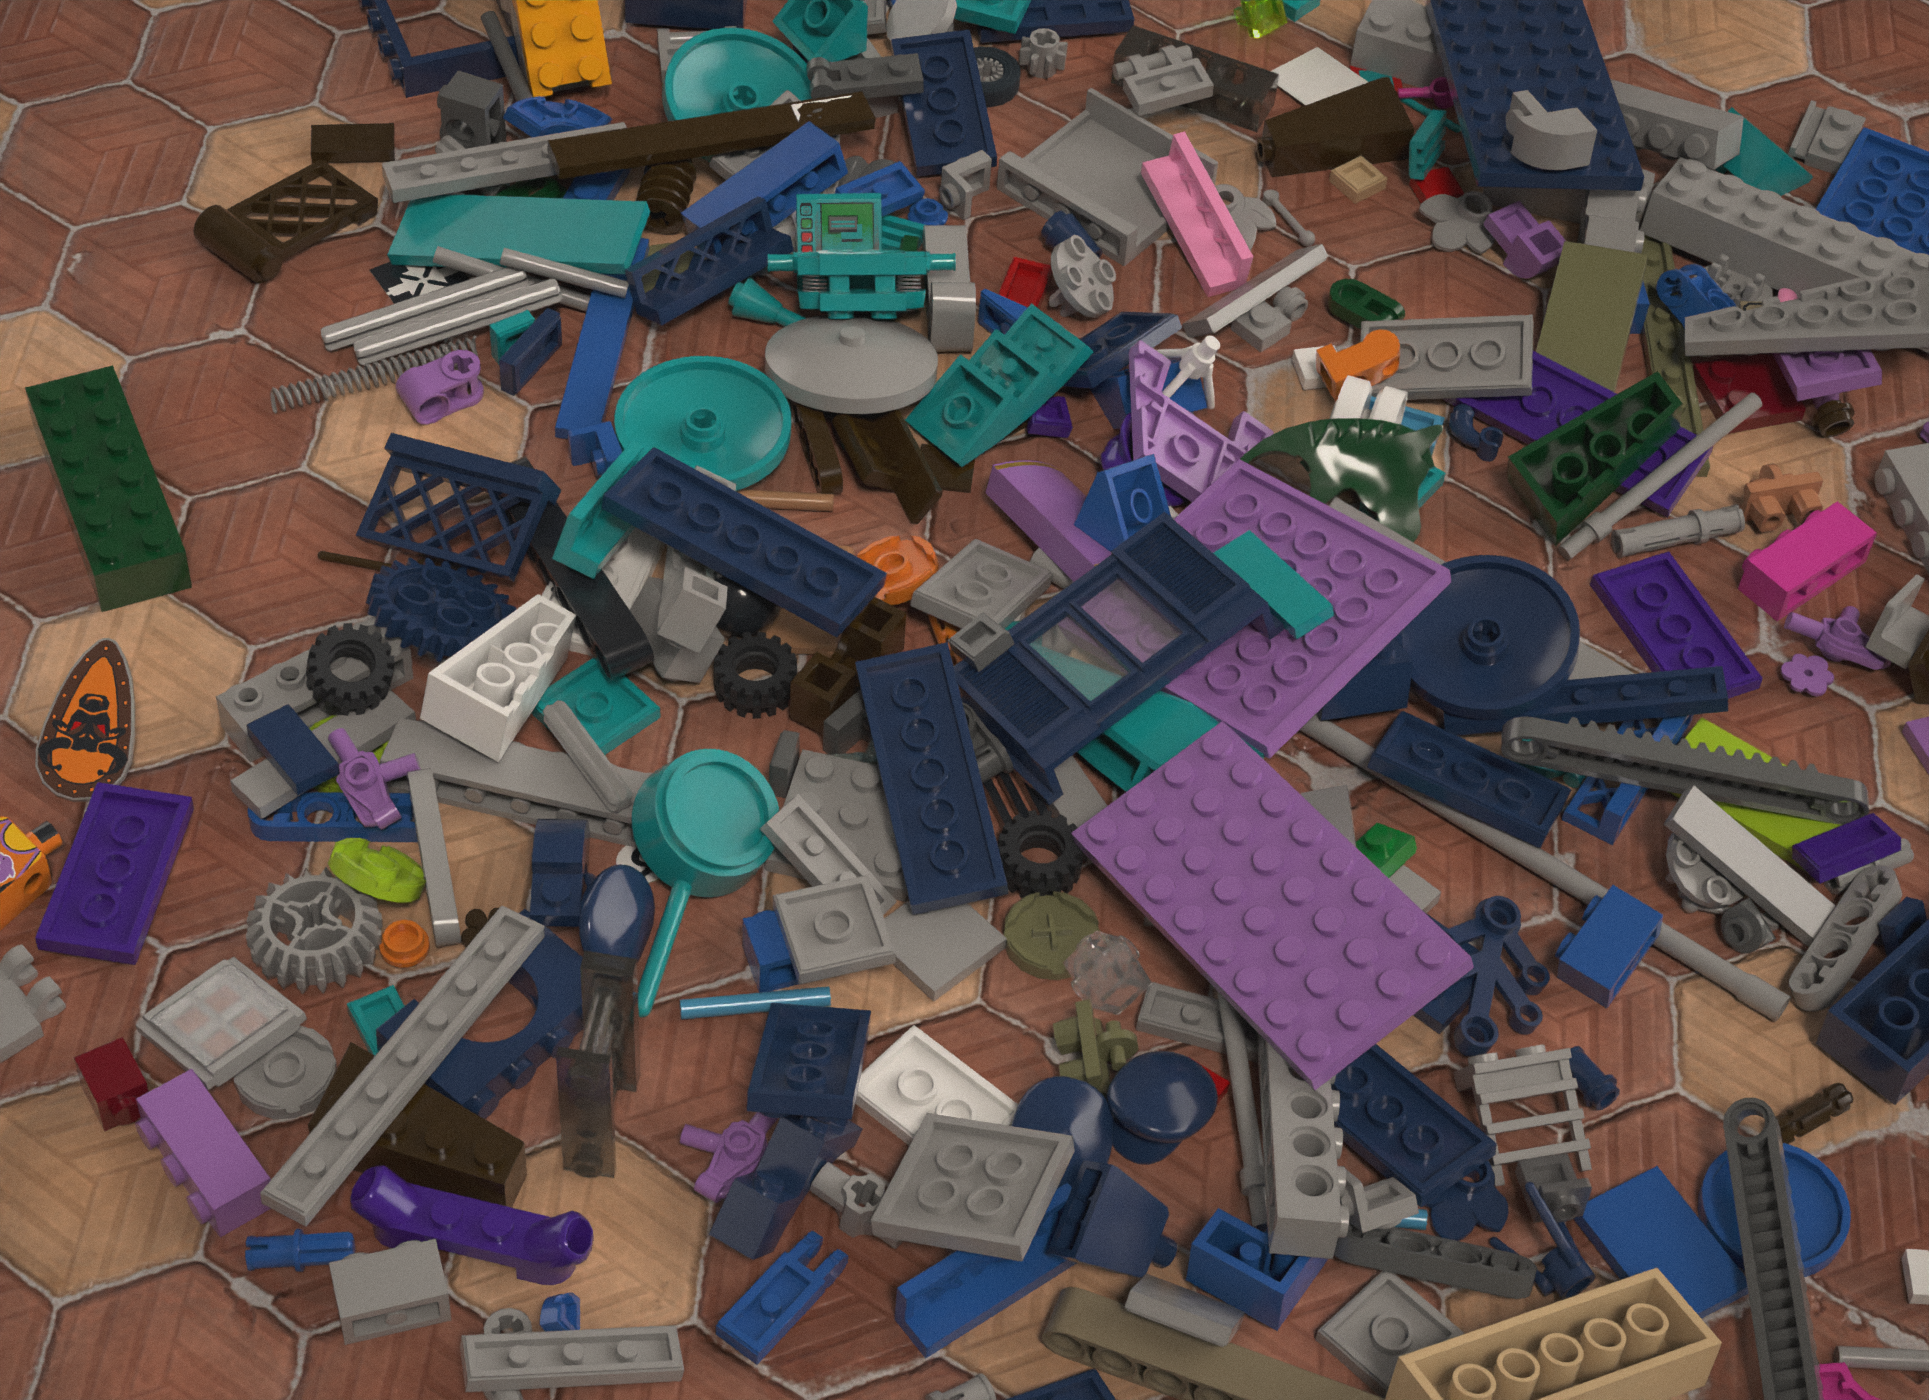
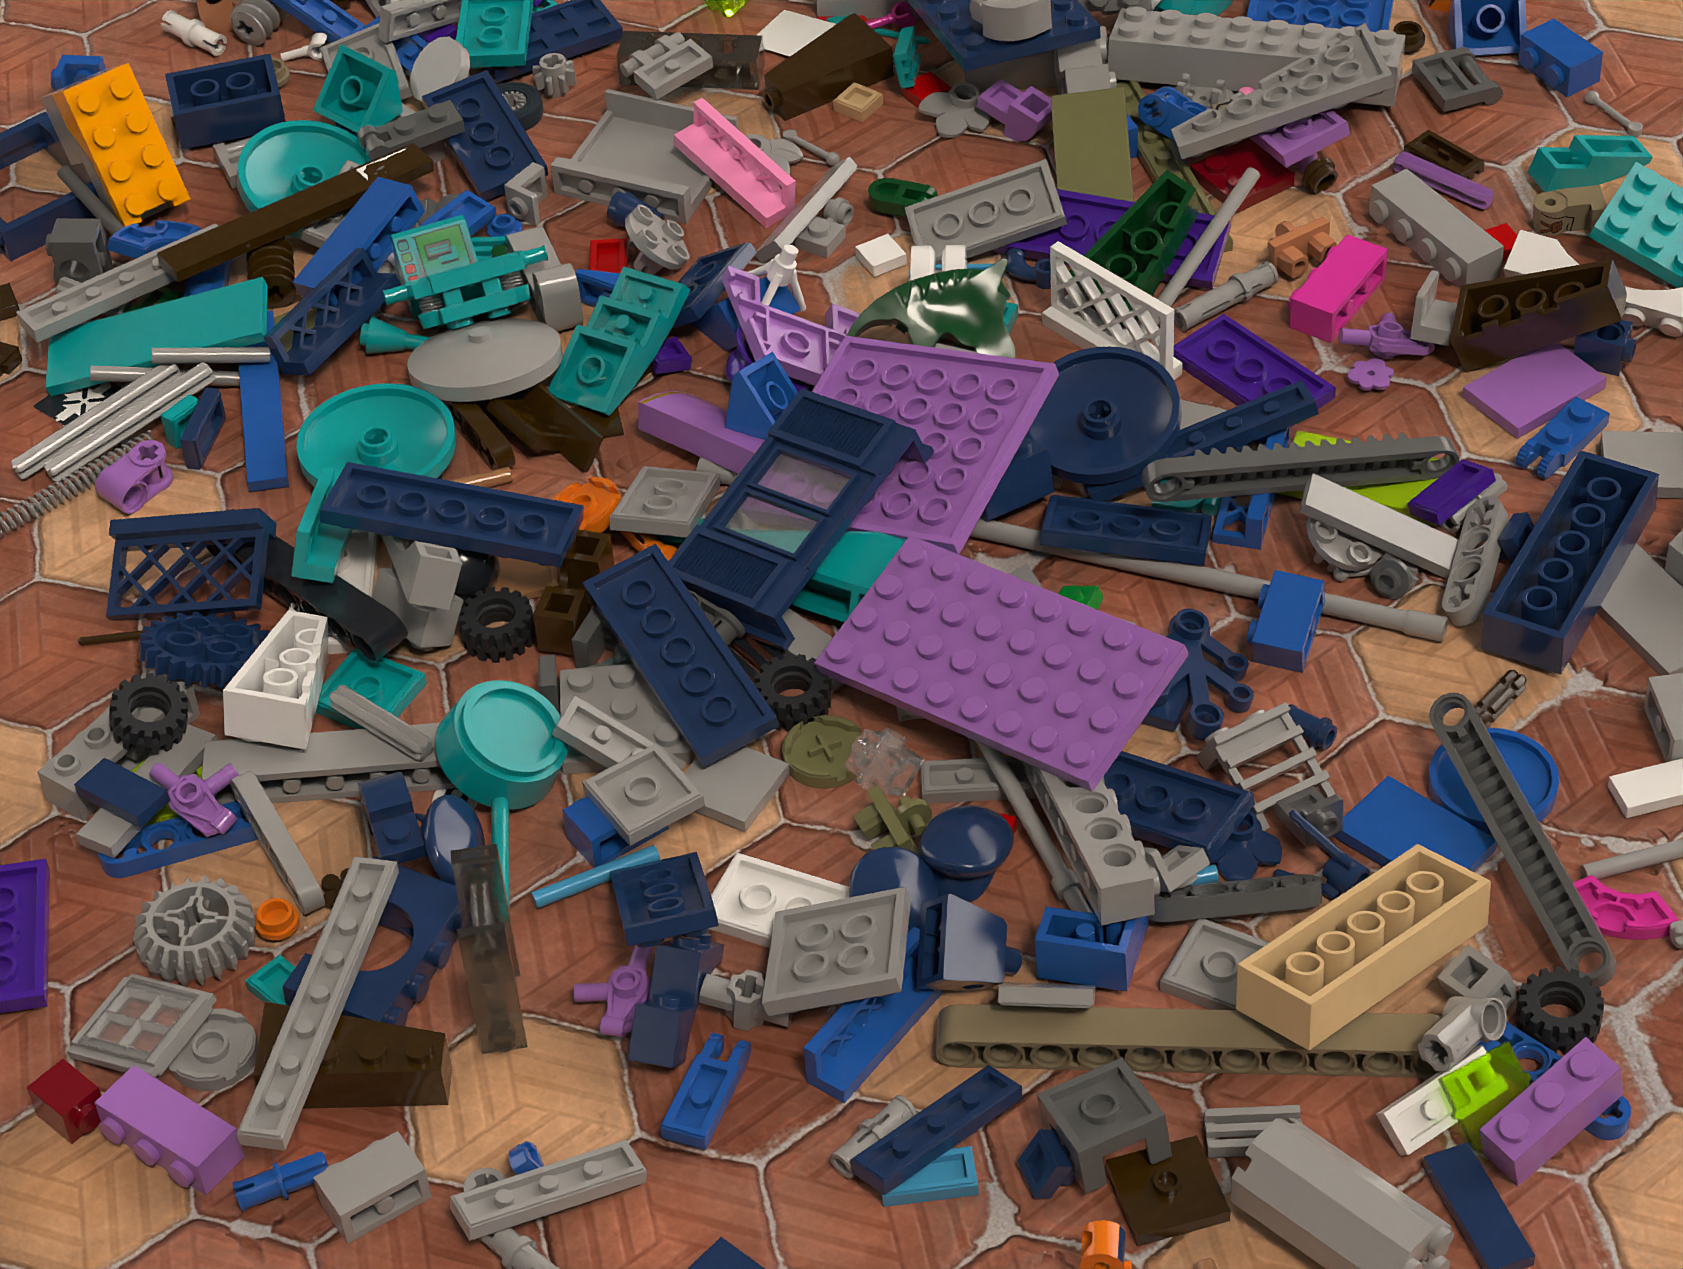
camera: 10 degrees left, 5 degrees down
(380, 873) = (233, 867): lime tile -> none
(535, 1244) = (482, 1113): dark purple plate -> none
(594, 445) = (289, 485): blue bracket -> none
(981, 642) = (683, 536): dark grey tile -> none
(1287, 593) = (933, 424): teal tile -> none
(1369, 360) = (925, 229): orange leg -> none
(1520, 524) = (1087, 328): none -> white fence

